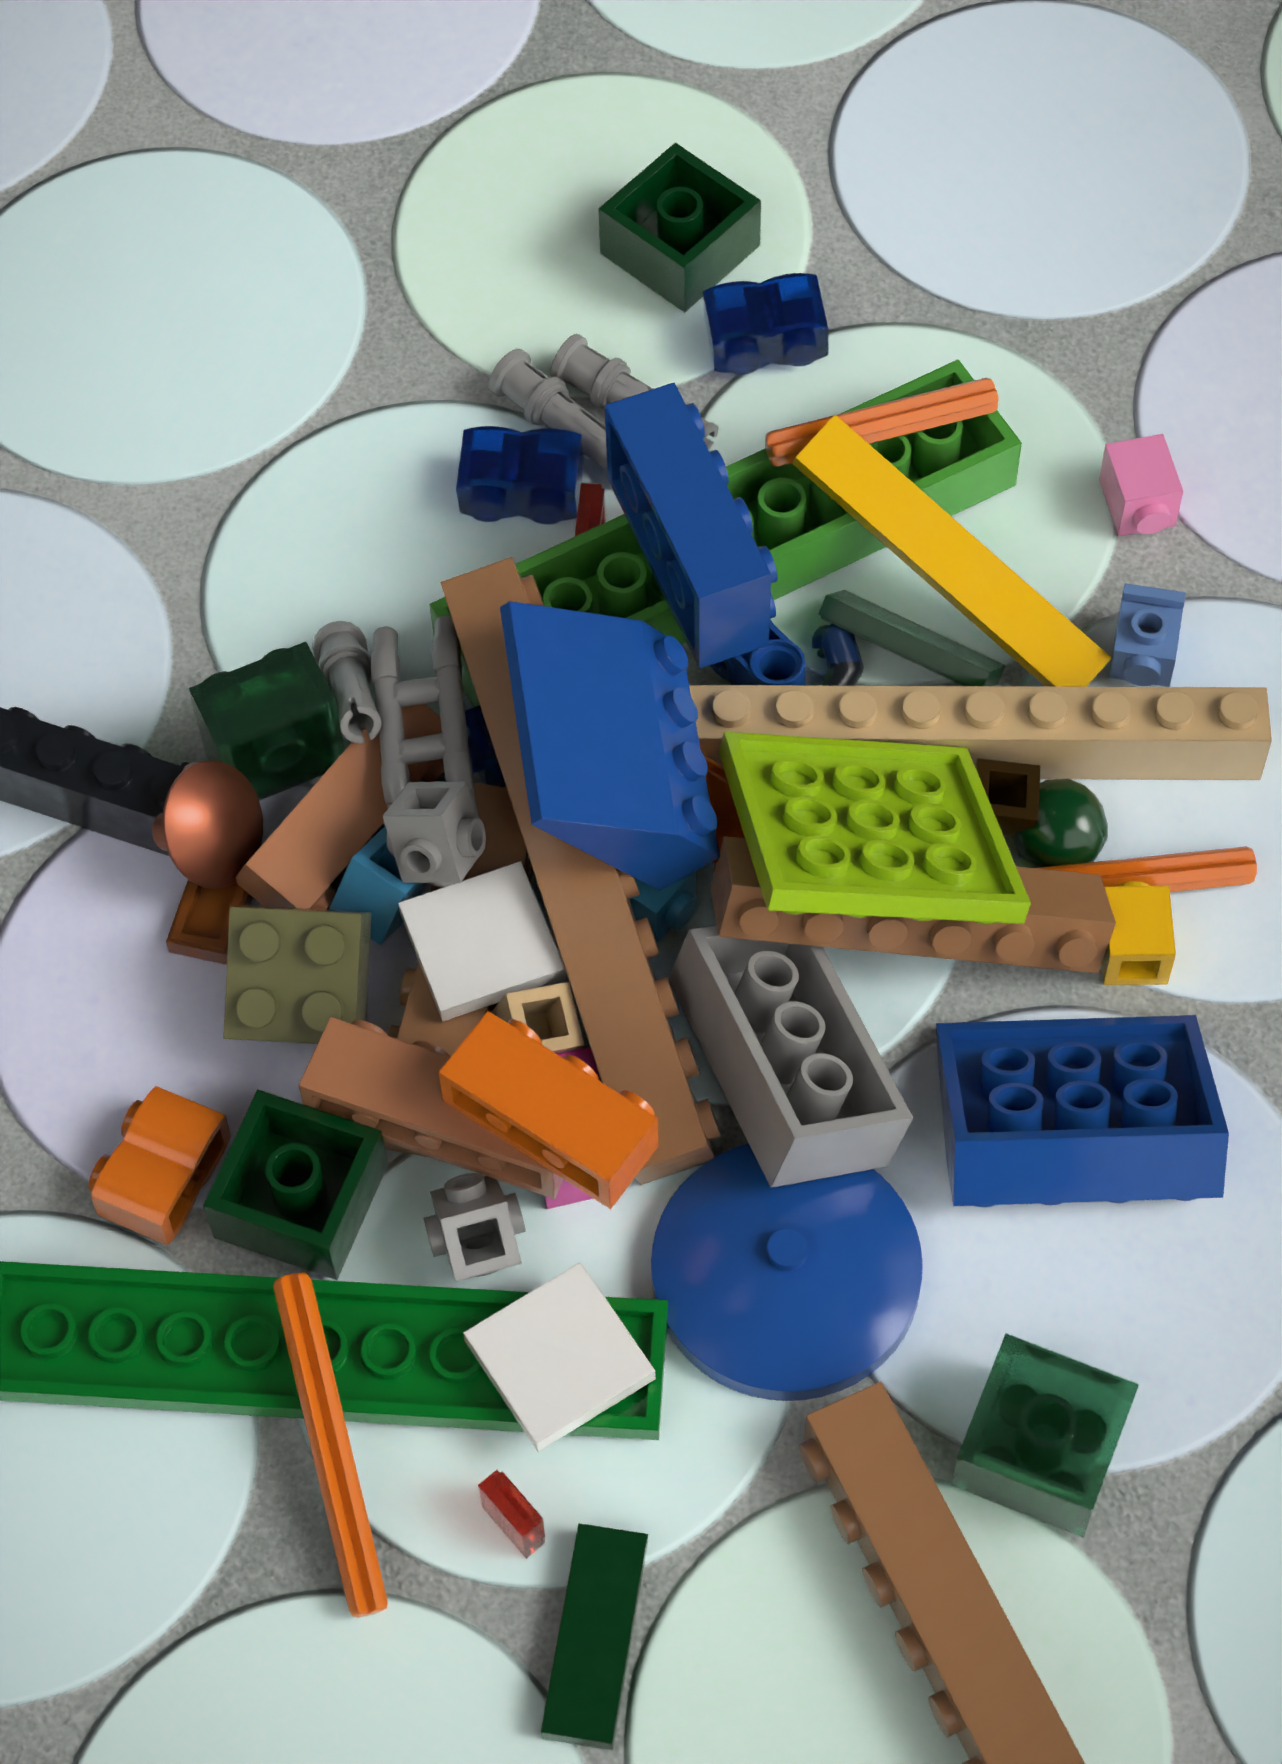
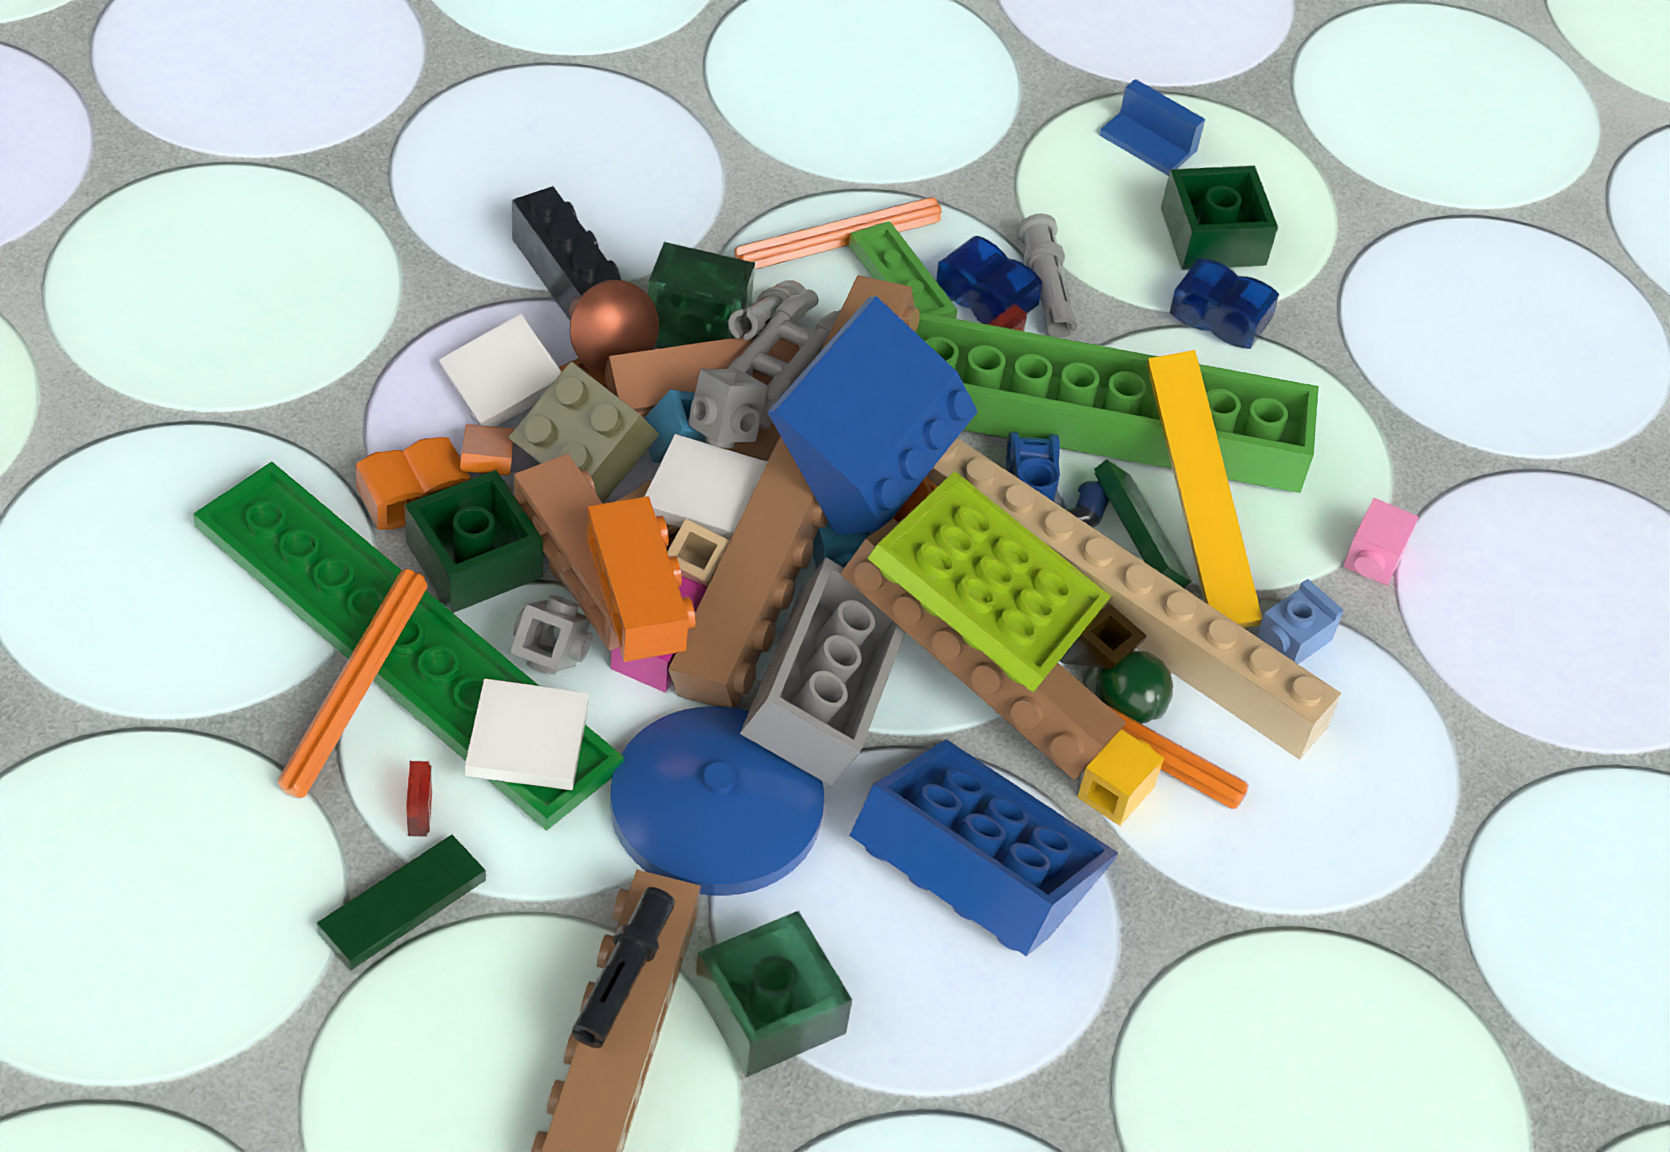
camera: 30 degrees right, 10 degrees down
(128, 962) = (501, 372): none -> white tile
(206, 1067) = (486, 449): none -> orange tile
(311, 530) = (836, 233): none -> axle
(422, 528) = (892, 260): none -> bright green plate
(514, 163) = (1154, 128): none -> blue panel
(603, 378) = (1094, 275): light grey pin -> none
(690, 524) = (1042, 348): blue brick -> none
(892, 418) = (1246, 388): orange axle -> none
(893, 1504) = (634, 947): none -> black pin

